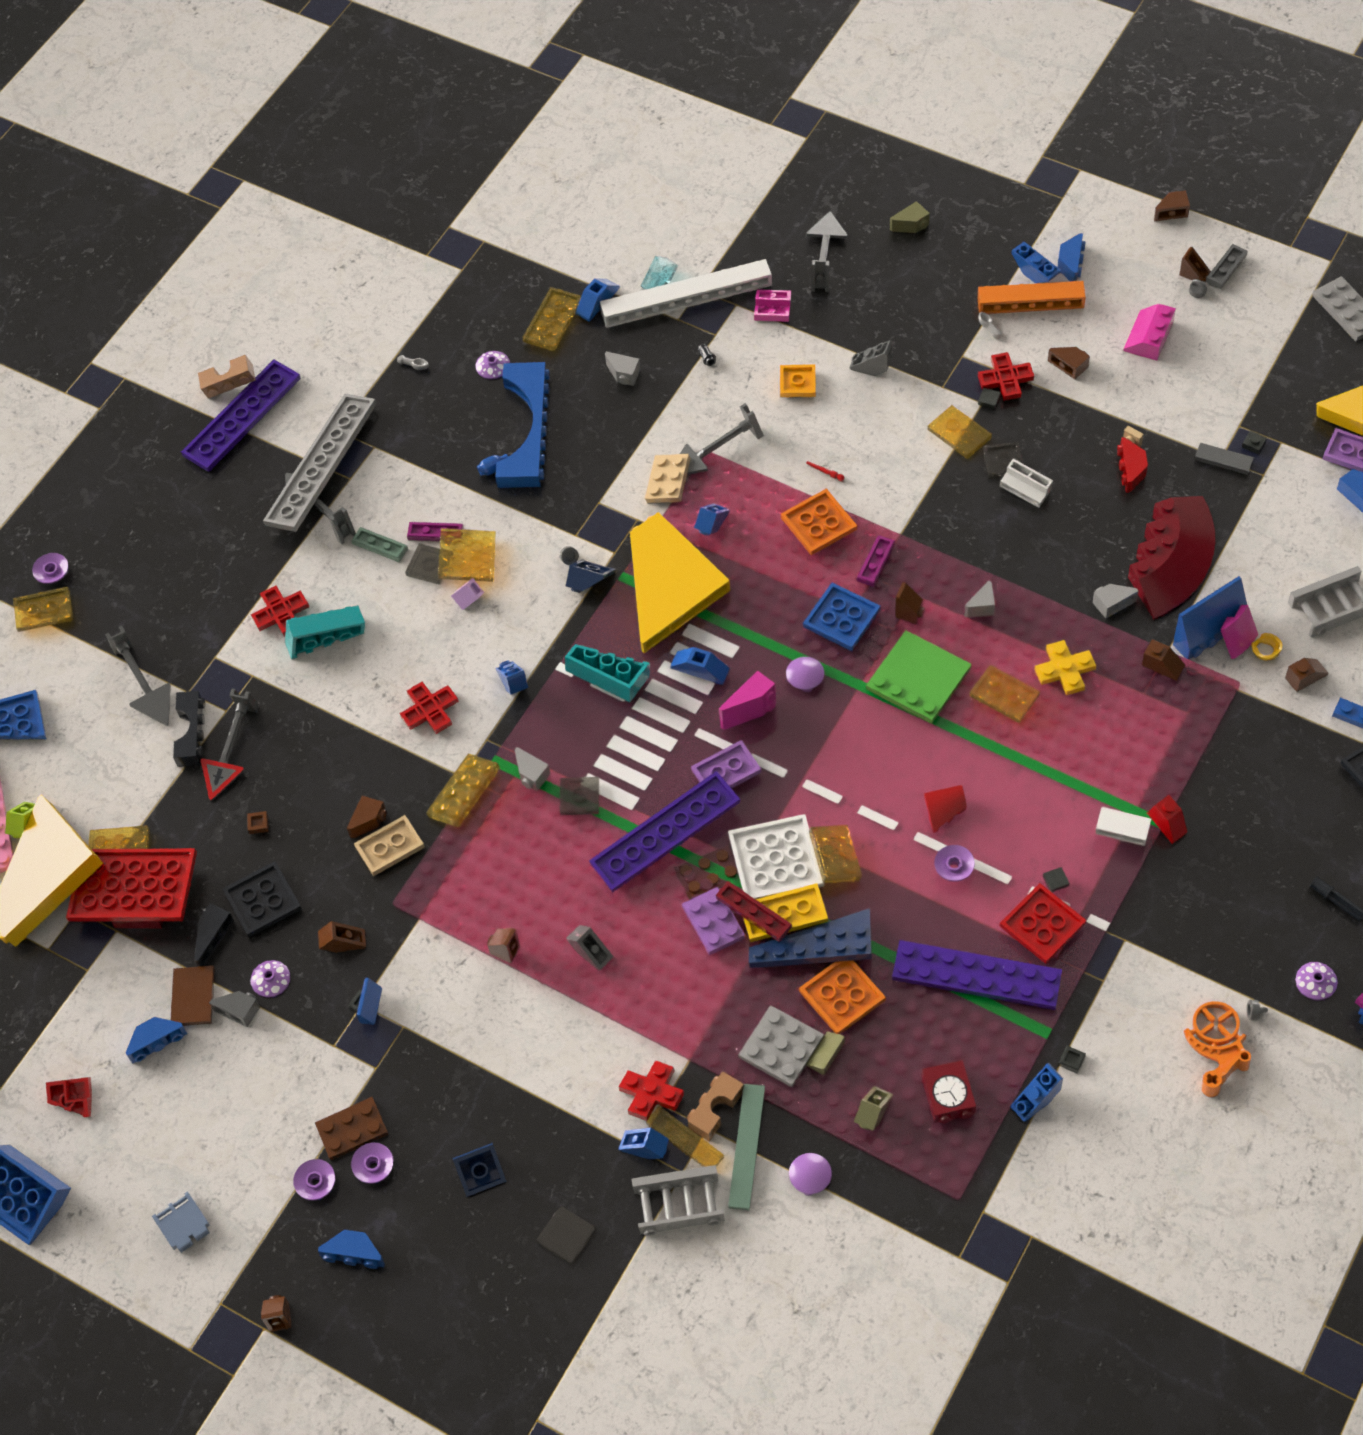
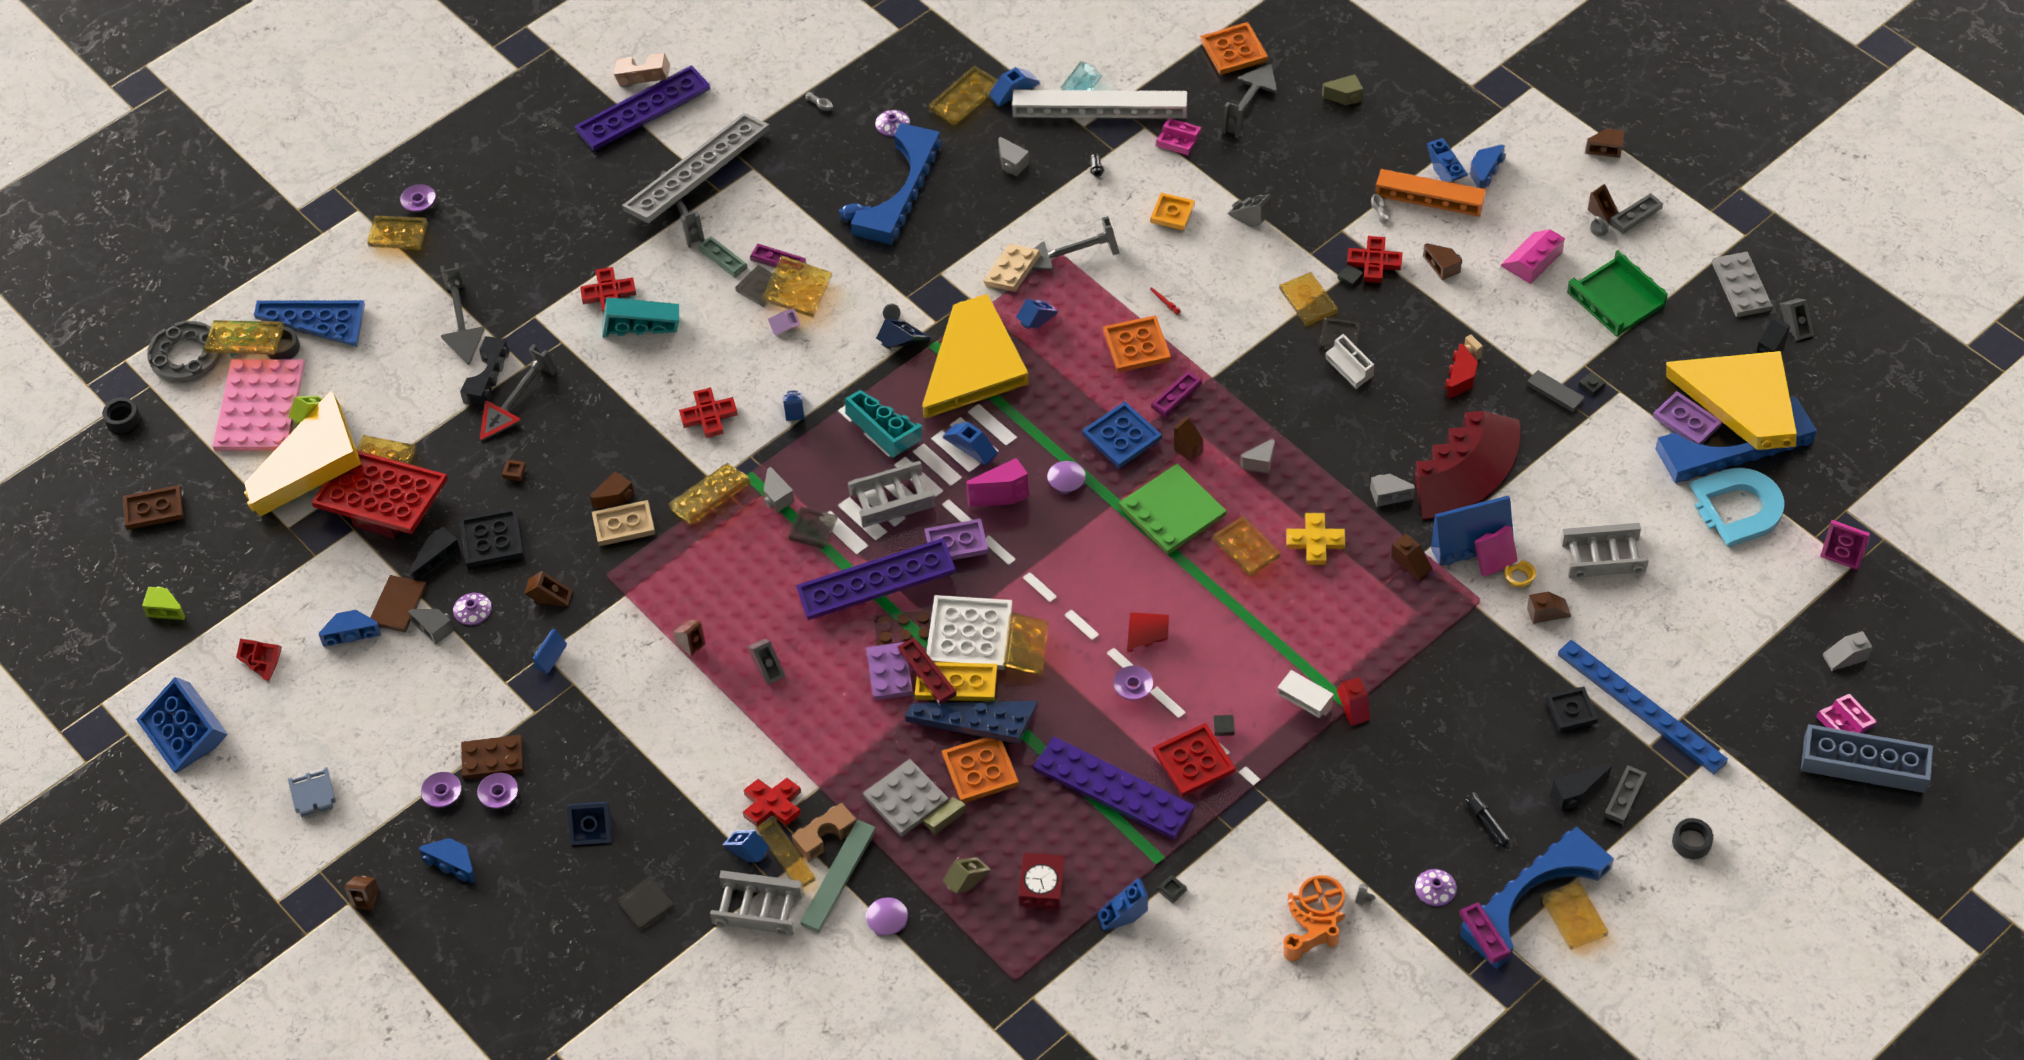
camera: 15 degrees right, 5 degrees down
(649, 756) = (894, 509): none -> light grey fence
(790, 205) = (1234, 48): none -> orange plate
(1242, 349) = (1618, 294): none -> green panel

